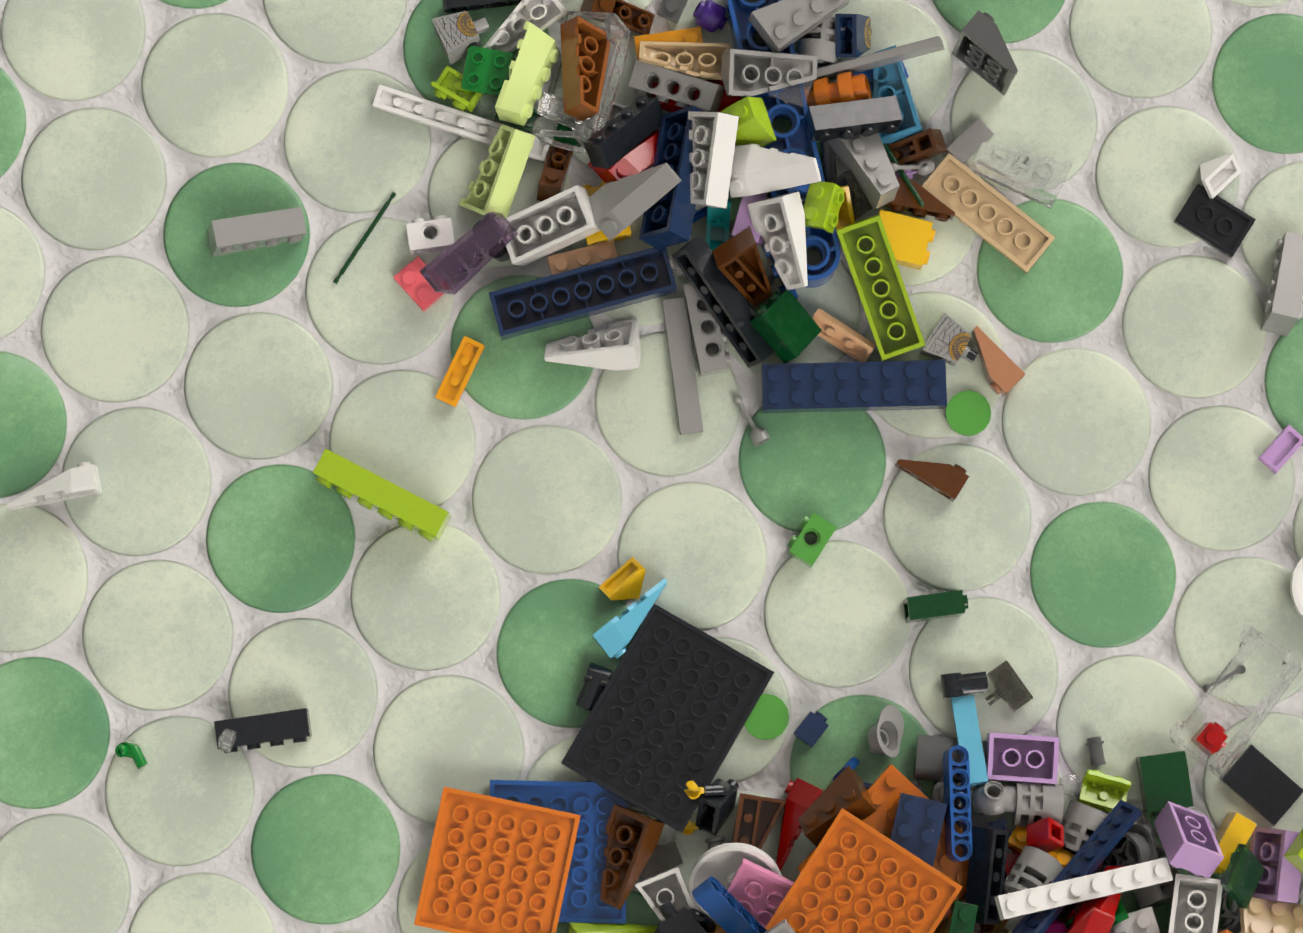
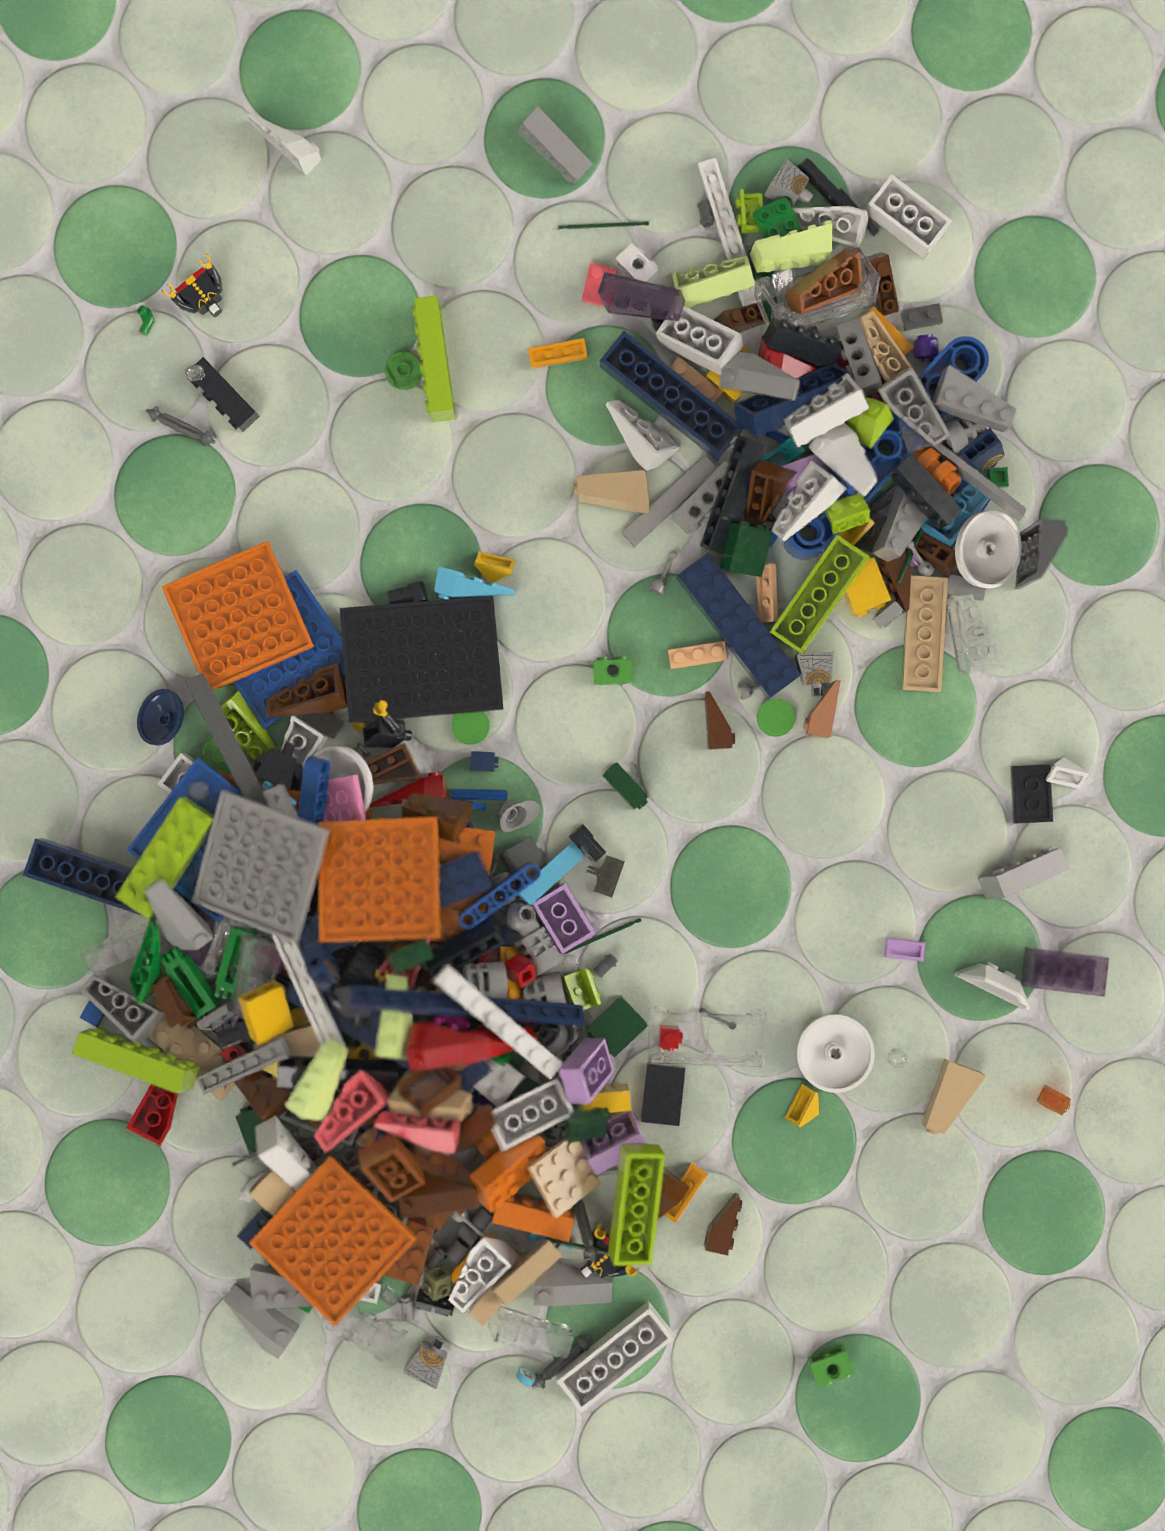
camera: 55 degrees right, 5 degrees up
(144, 679) = (200, 291): none -> black torso
(262, 794) = (180, 426): none -> dark grey wheel
(366, 534) = (403, 370): none -> bright green tile
(425, 132) = (705, 214): none -> dark grey pin
(636, 410) = (614, 490): none -> tan slope
(840, 756) = (476, 794): none -> blue axle
(853, 445) = (697, 655): none -> light nougat plate
(884, 35) = (998, 476): none -> green tile
(921, 422) = (747, 690): none -> light grey hinge
(944, 235) = (885, 617): none -> light grey piece
(949, 96) = (988, 549): none -> white dish
(1065, 729) = (603, 935): none -> dark green piece

